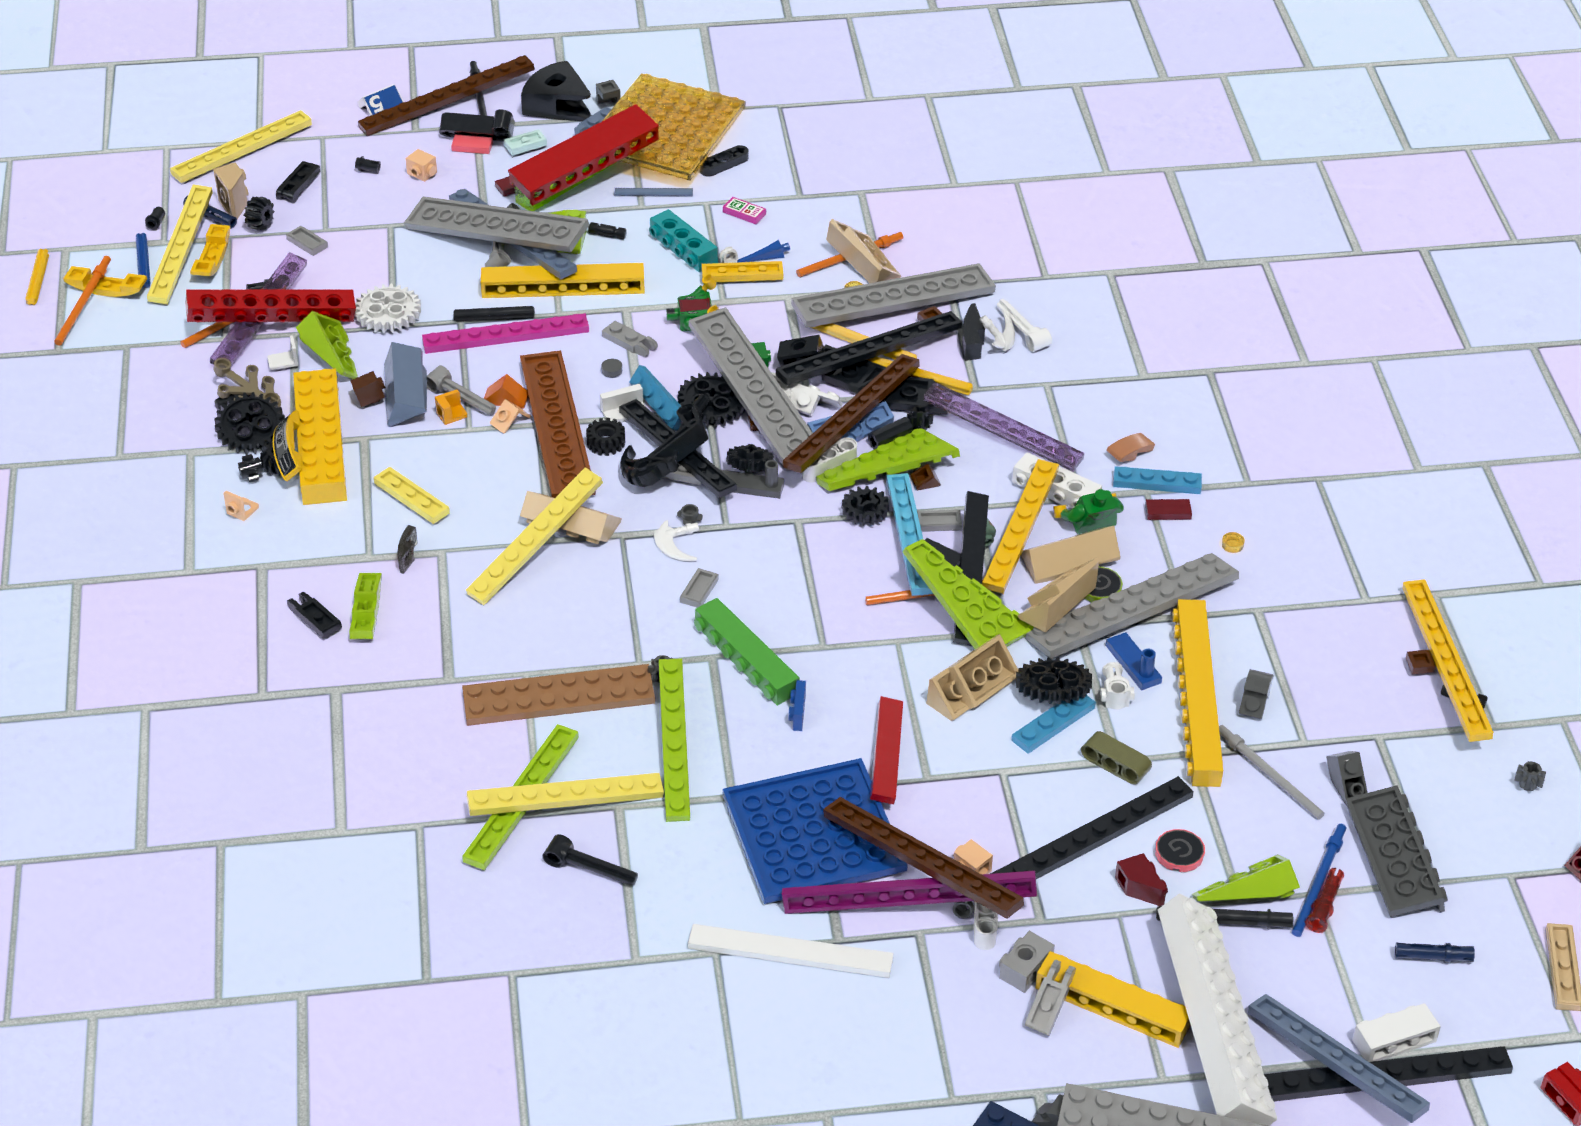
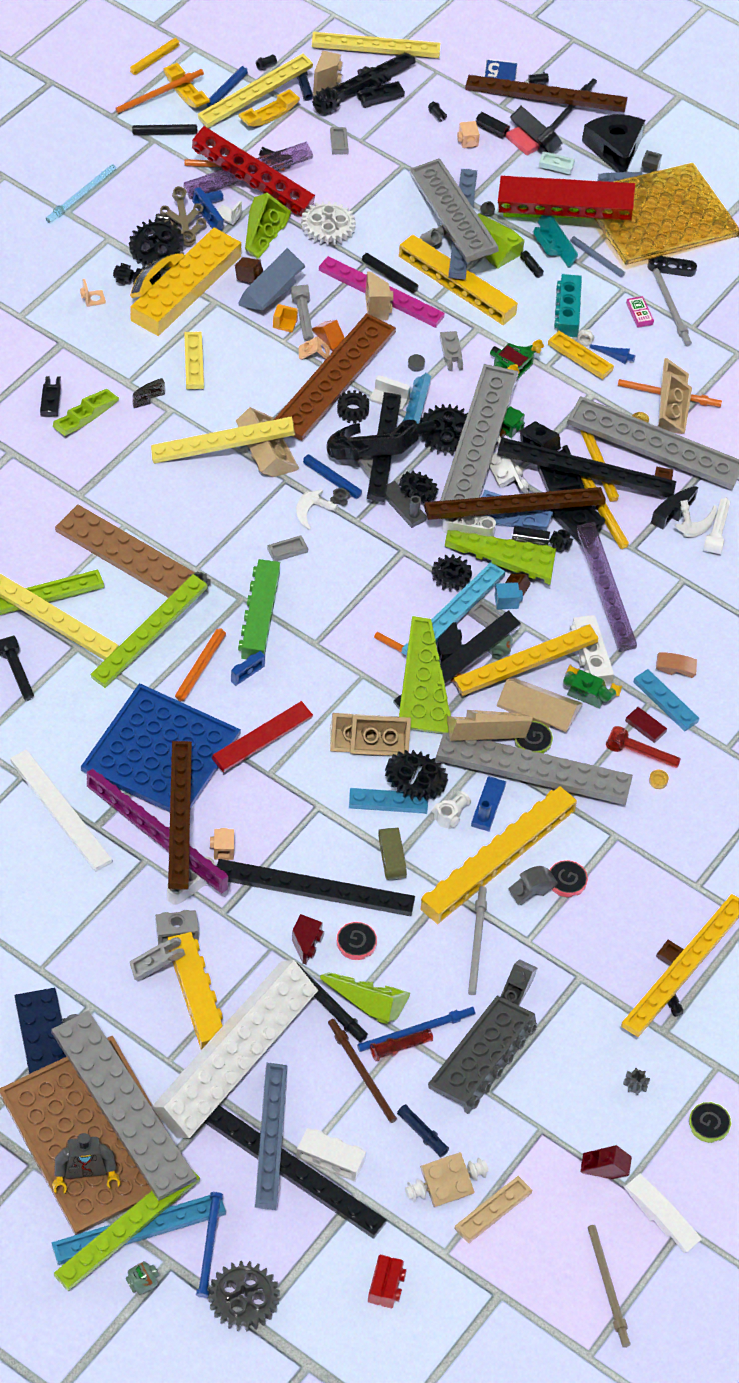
camera: 40 degrees right, 10 degrees up
(112, 456) = (60, 209): none -> clear light blue bar
(127, 329) = (164, 129): none -> black axle
(276, 167) = (374, 75): none -> black hinge
(278, 369) = (209, 212): none -> blue piece
(426, 87) = (539, 78): none -> black pin
(433, 145) = (492, 124): none -> black axle
(515, 333) = (378, 297): none -> tan slope
(605, 199) = (554, 240): none -> teal bracket
(659, 503) = (332, 476): none -> blue axle
(752, 735) = (200, 664): none -> orange axle
(797, 201) = (682, 329): none -> light grey bar
(934, 491) = (507, 596): none -> dark azure brick
(1169, 534) = (619, 740): none -> clear red axle
(1273, 663) = (570, 878): none -> black tile
(1274, 936) = (342, 1039): none -> reddish brown bar
(1506, 973) = (447, 1179): none -> tan plate

